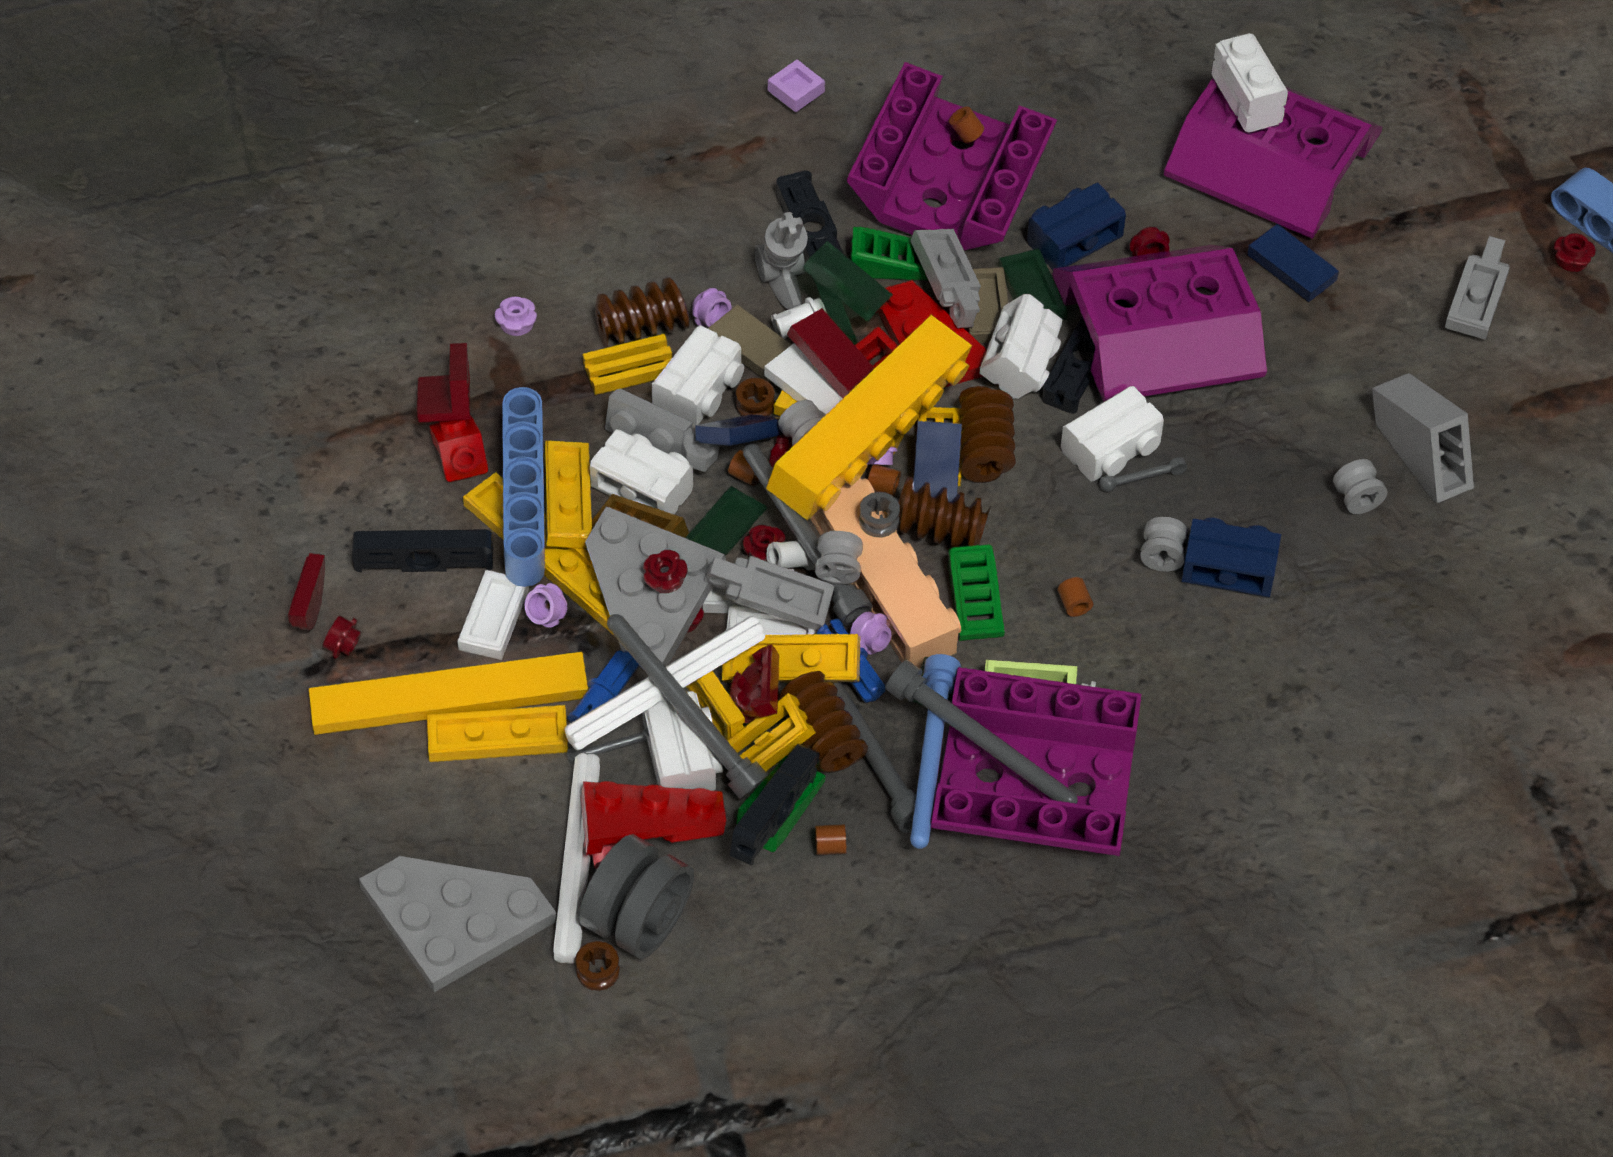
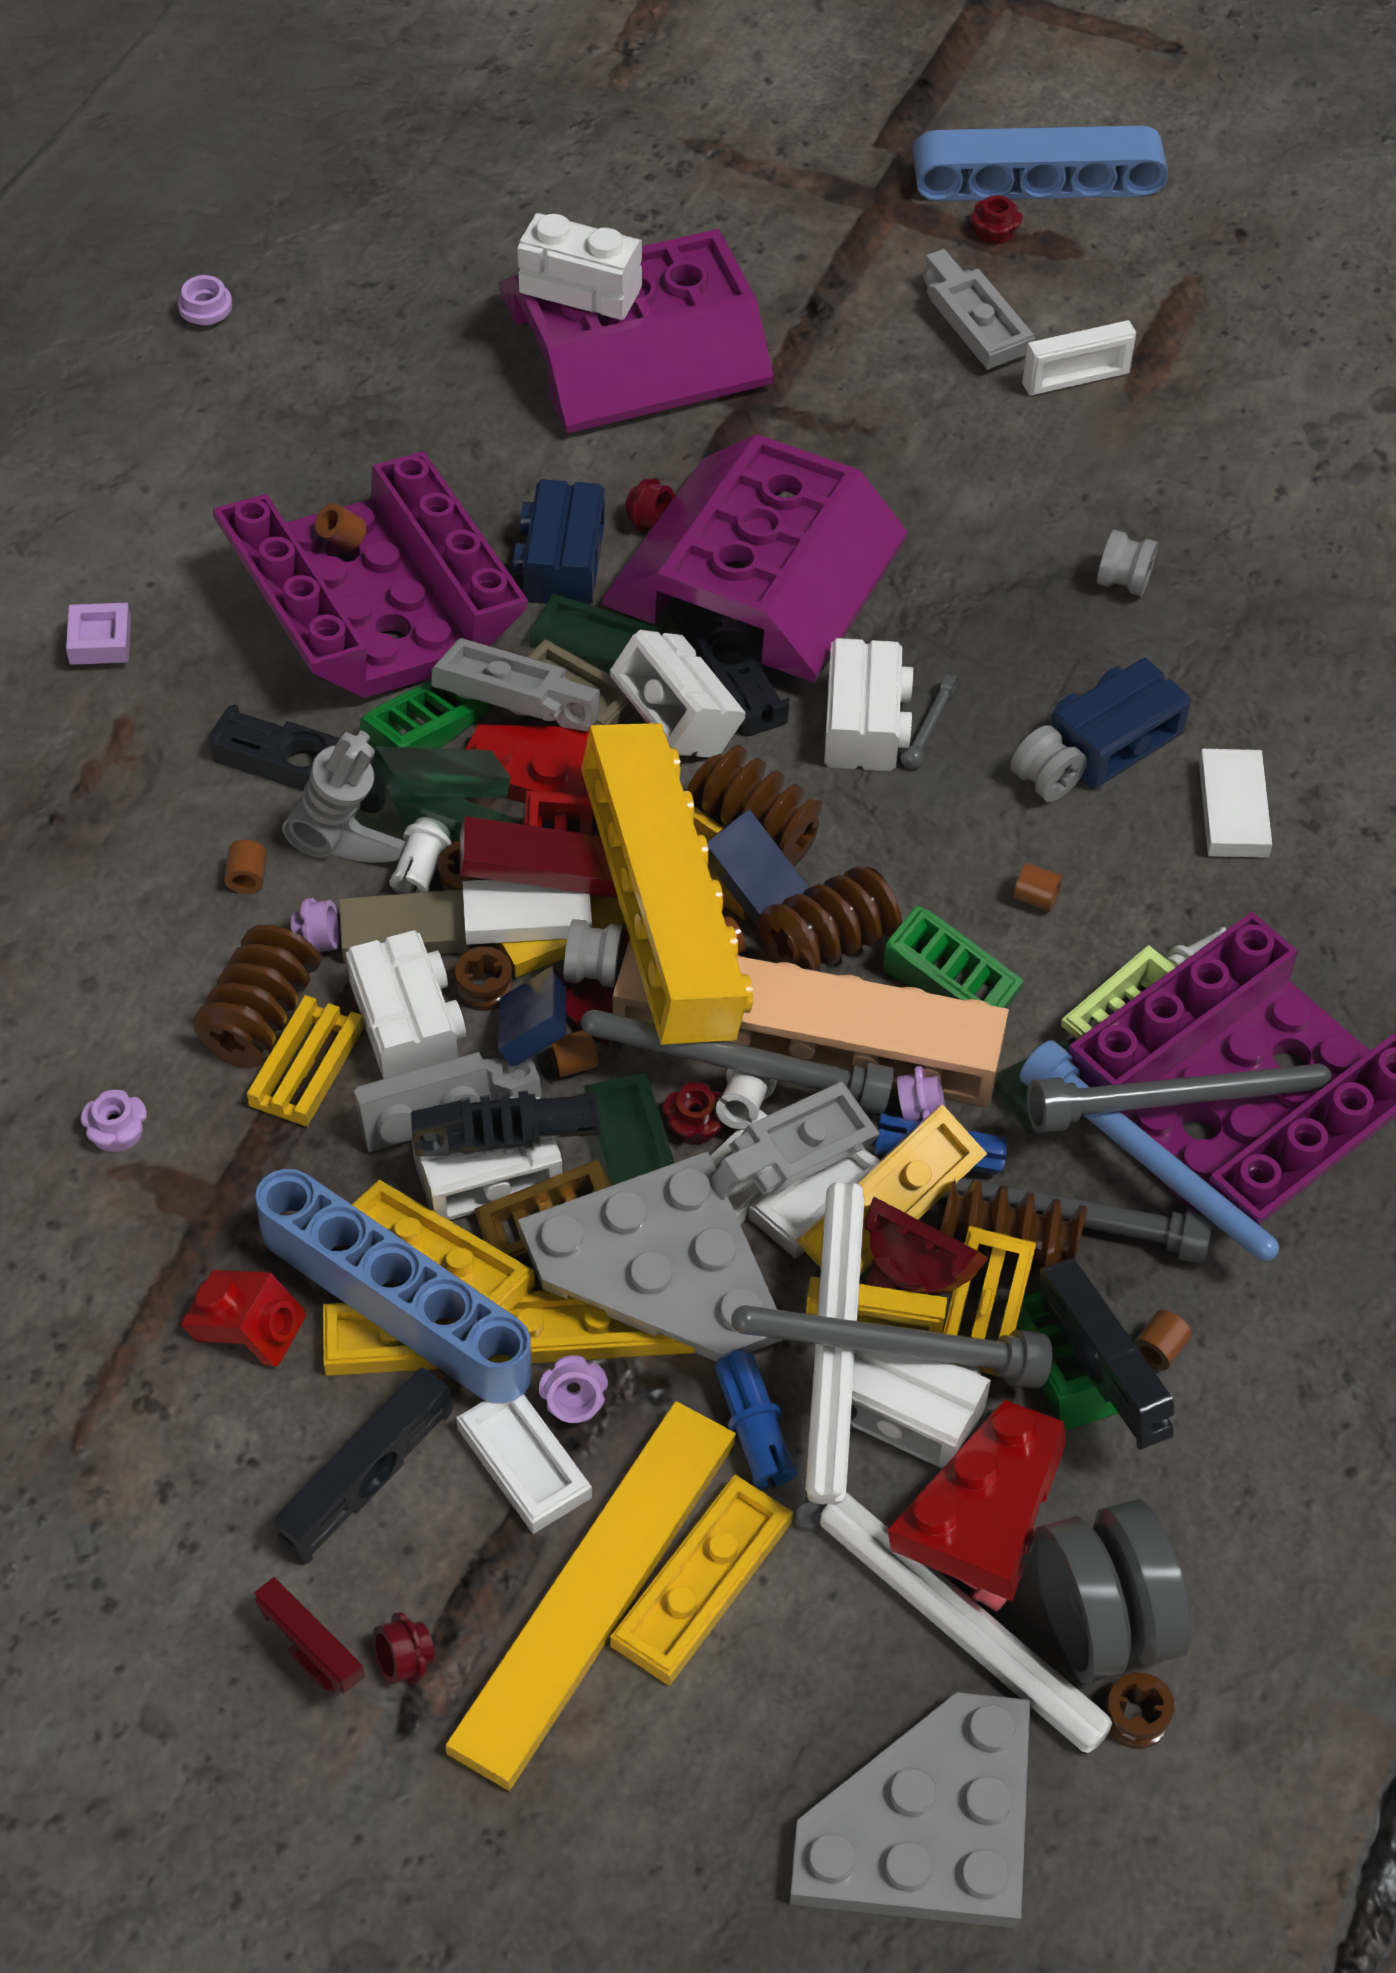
camera: 50 degrees left, 0 degrees up
(446, 395) = (167, 1265): dark red panel -> none
(651, 458) = (505, 1123): none -> black hinge
(667, 581) = (682, 1240): dark red plate -> none
(718, 253) = (245, 866): none -> dark orange piece
(839, 557) = (825, 1044): light grey wheel -> none
(879, 502) = (783, 979): dark grey bush -> none
(1240, 651) = (1235, 803): none -> white tile
(1293, 262) = (790, 417): dark blue tile -> none
(1426, 434) = (1117, 466): light grey slope -> none
(1498, 361) = (1078, 357): none -> white tile

